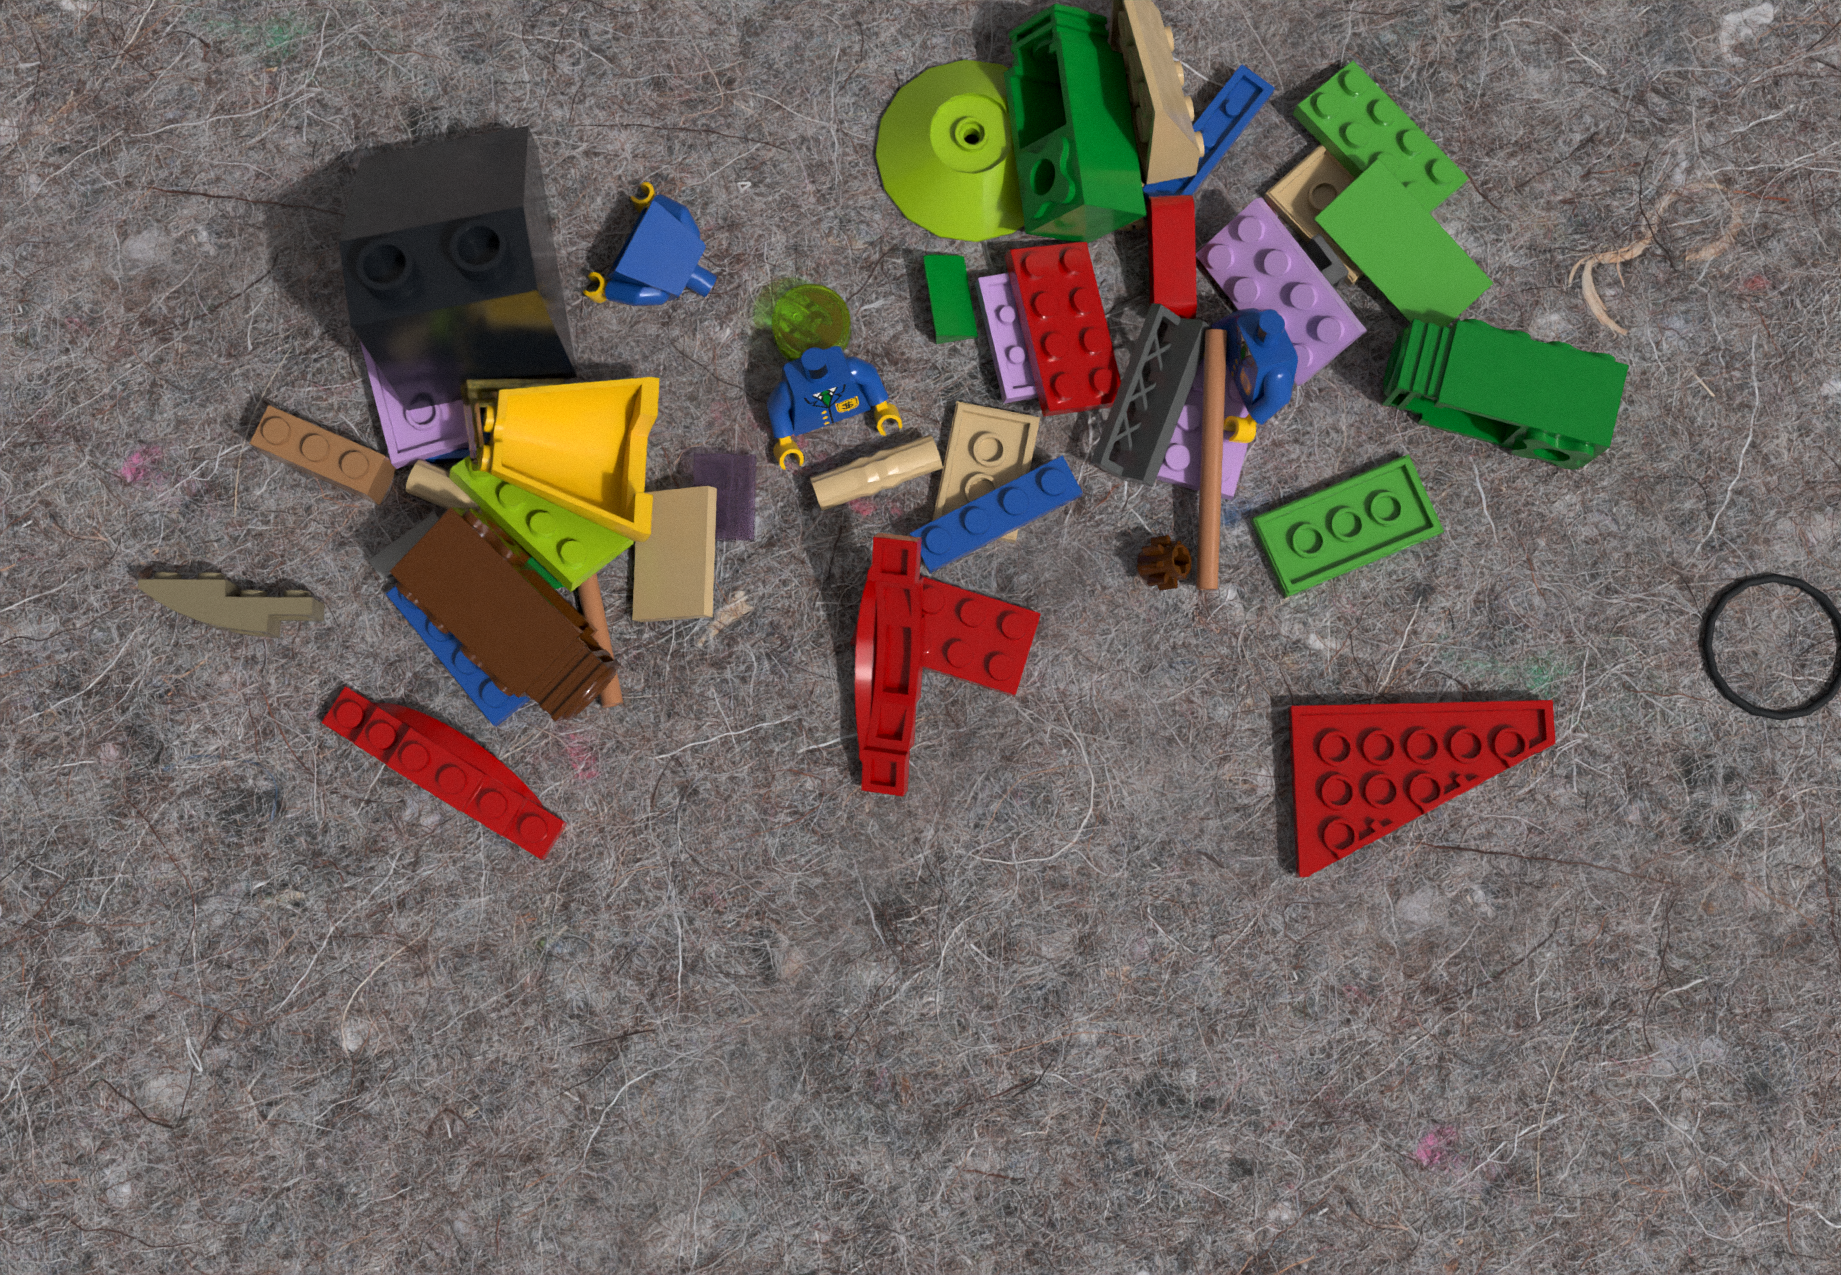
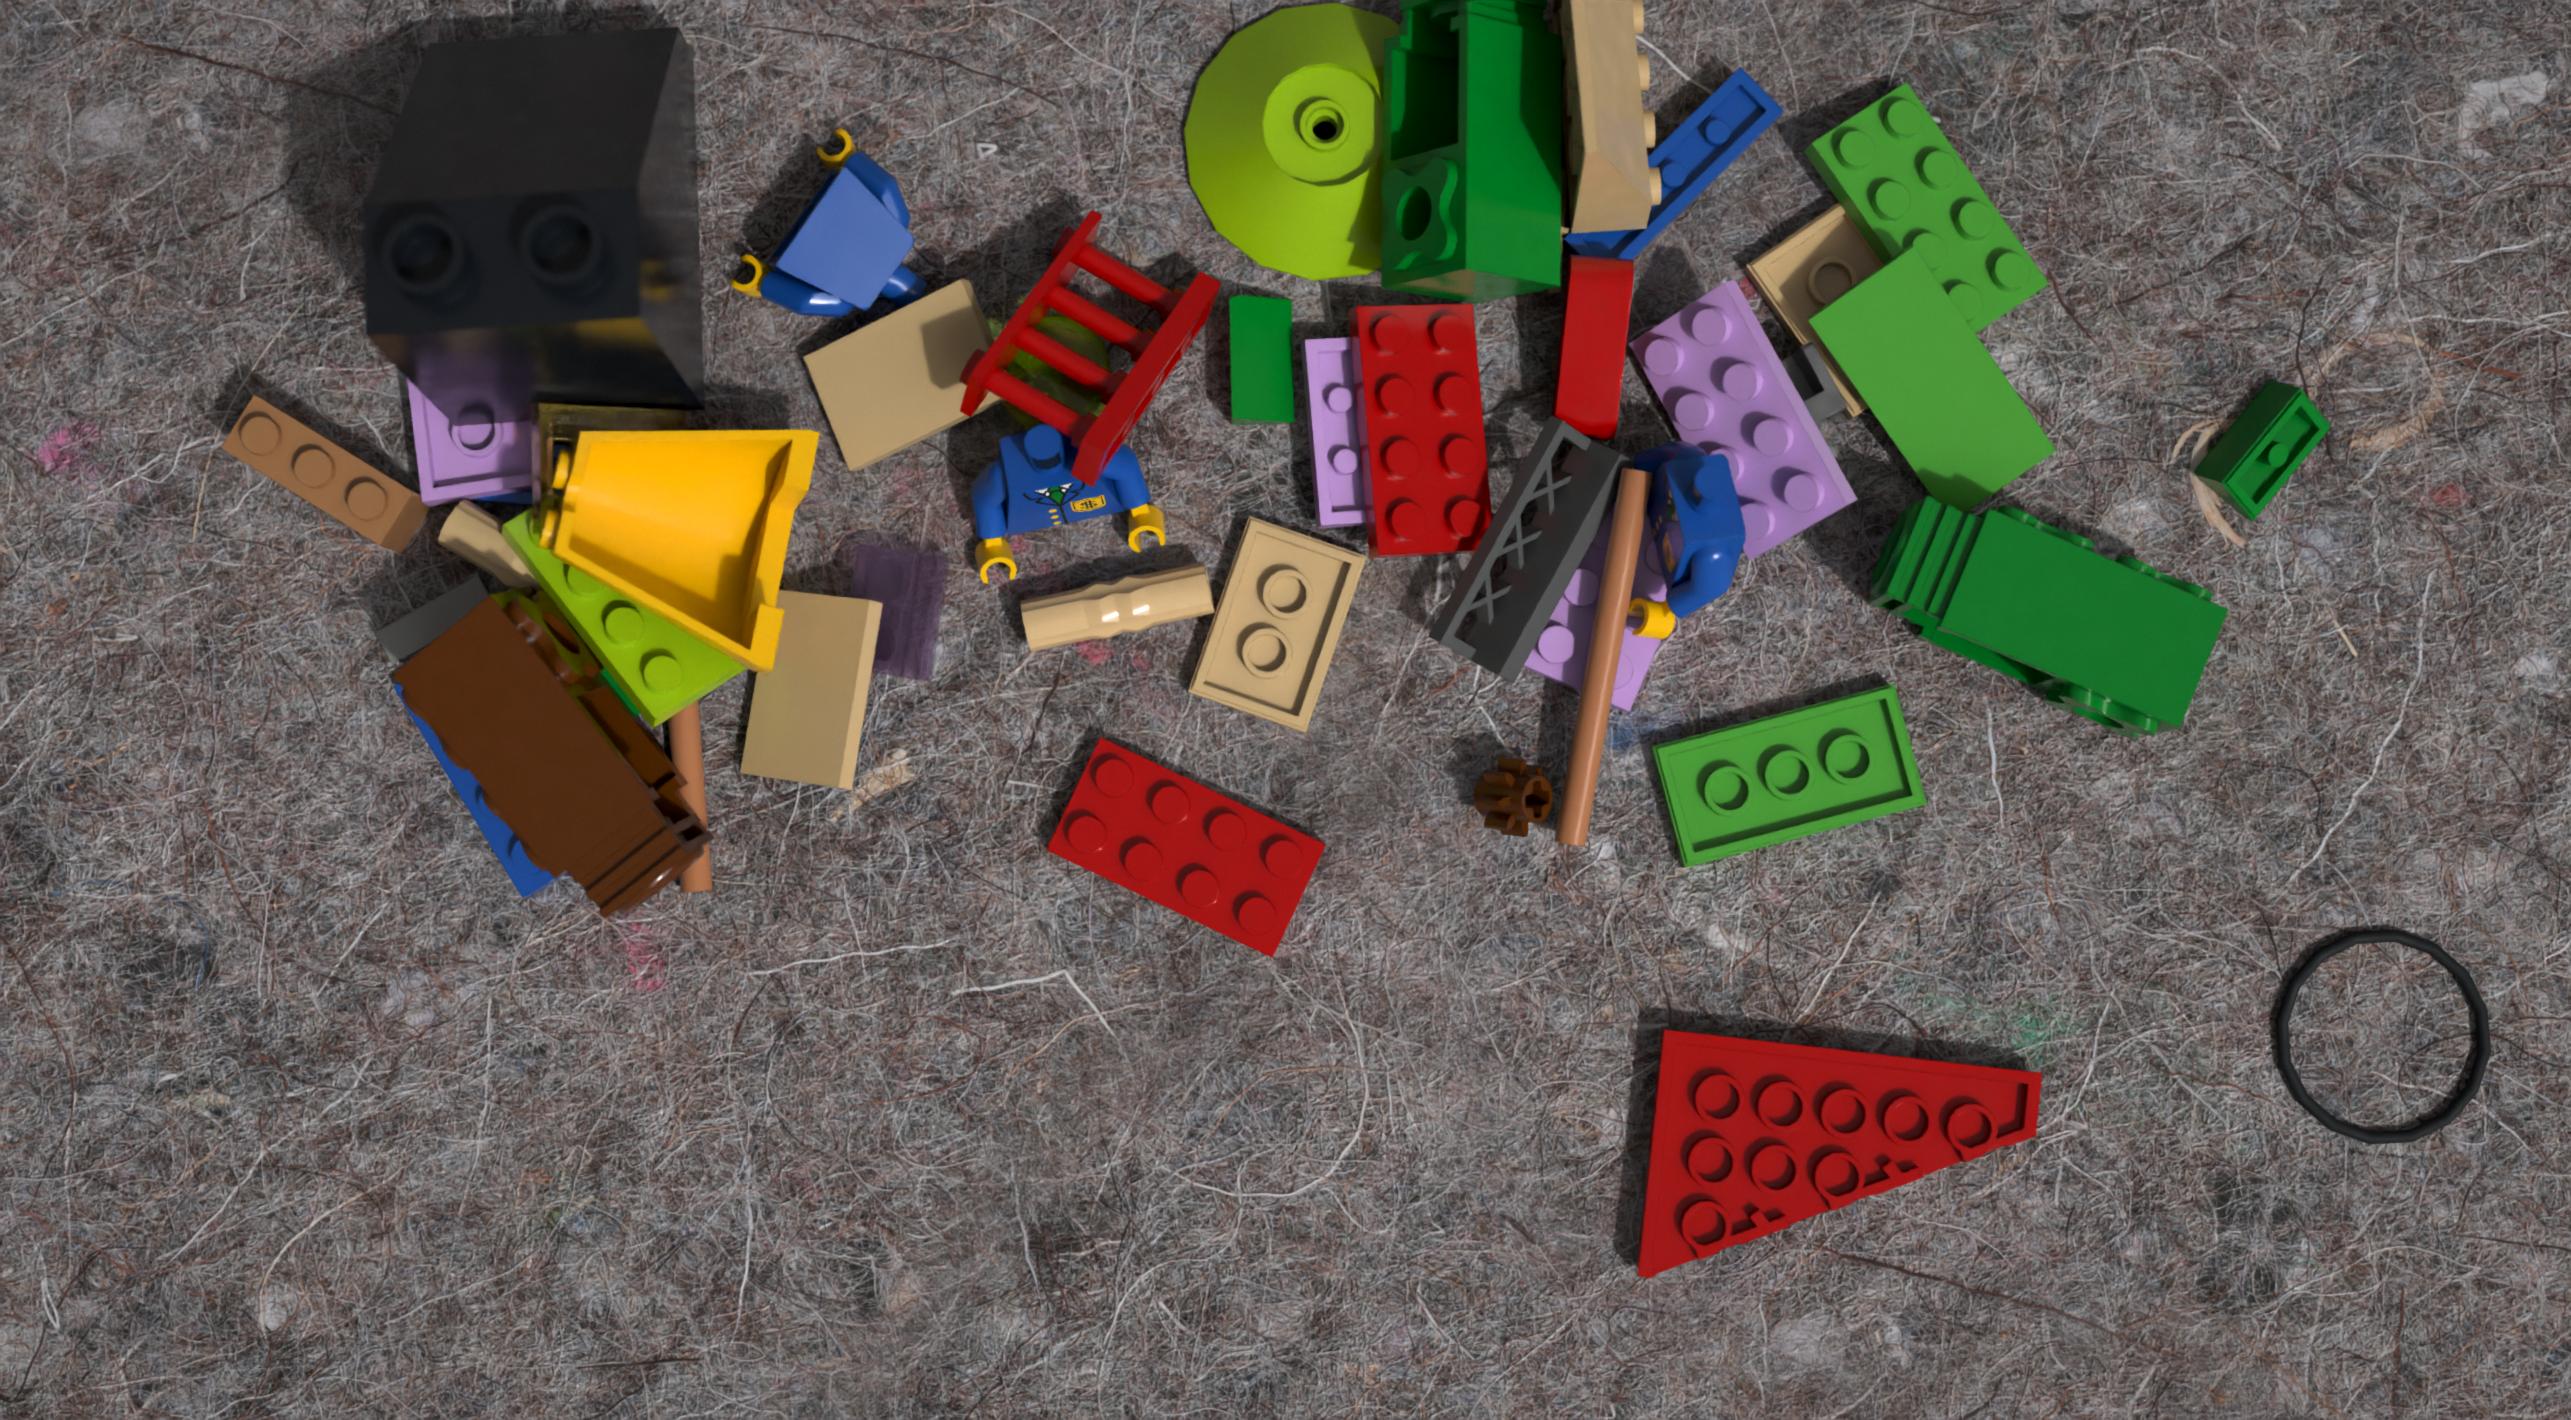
camera: 15 degrees right, 5 degrees up
(218, 604) = (162, 677): dark tan slope -> none
(448, 768) = (448, 952): red piece -> none
(713, 336) = (901, 374): none -> tan tile
(863, 323) = (1122, 393): none -> red fence
(889, 662) = (1094, 895): red piece -> none
(997, 514) = (1281, 692): blue plate -> none
(1628, 267) = (2263, 448): none -> green slope

